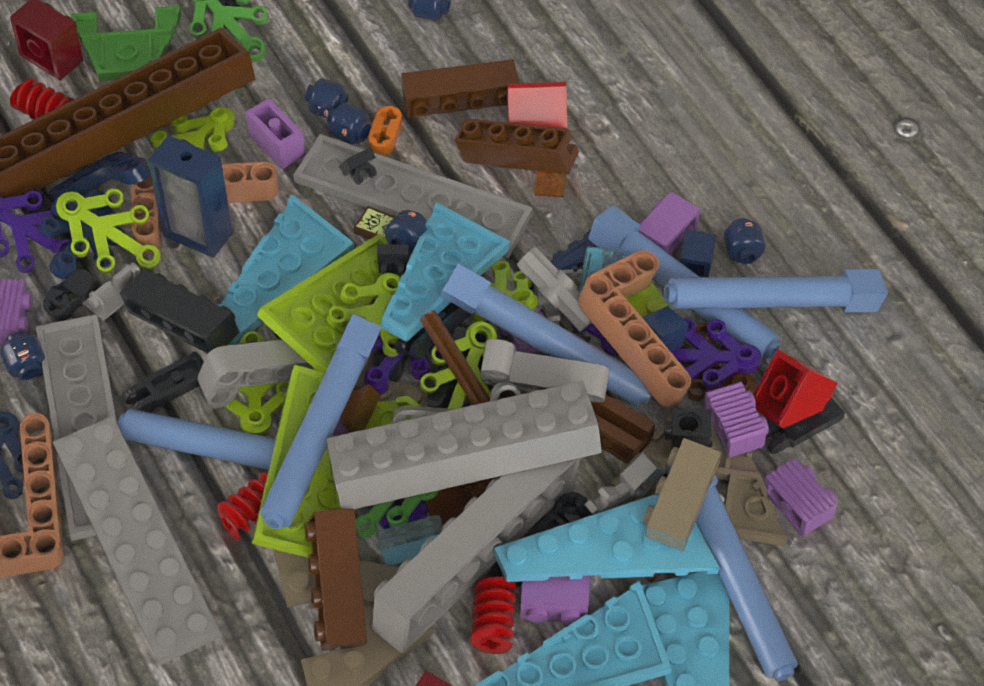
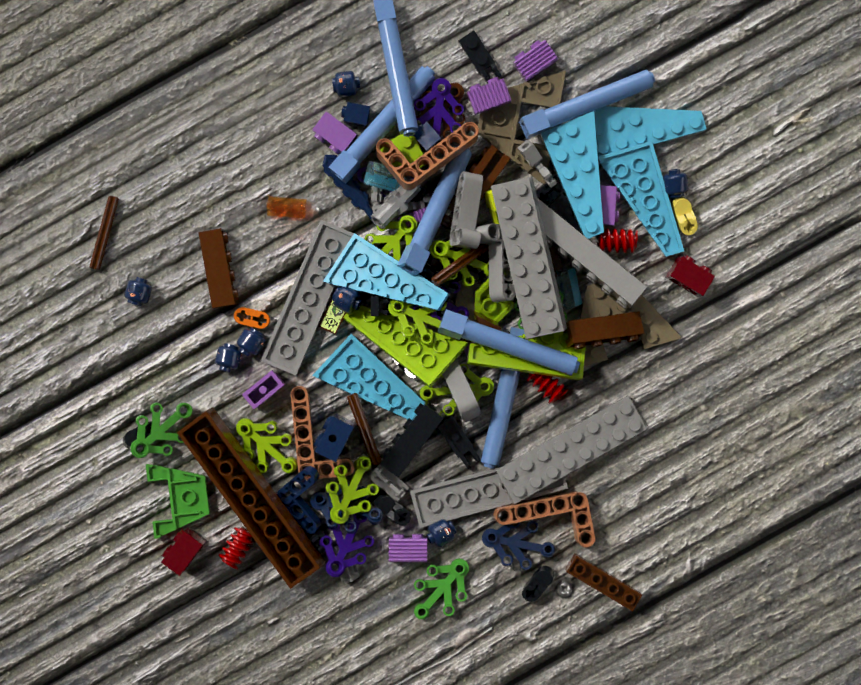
camera: 90 degrees left, 35 degrees up
(207, 255) = (364, 429): none -> reddish brown axle
(359, 162) = (292, 333): black tile -> none
(516, 146) = (278, 229): reddish brown brick -> none
(538, 104) = (249, 216): slope -> none
(681, 494) = (558, 129): dark tan brick -> none
(689, 419) = (498, 116): black brick -> none
(792, 390) = (466, 61): red slope -> none

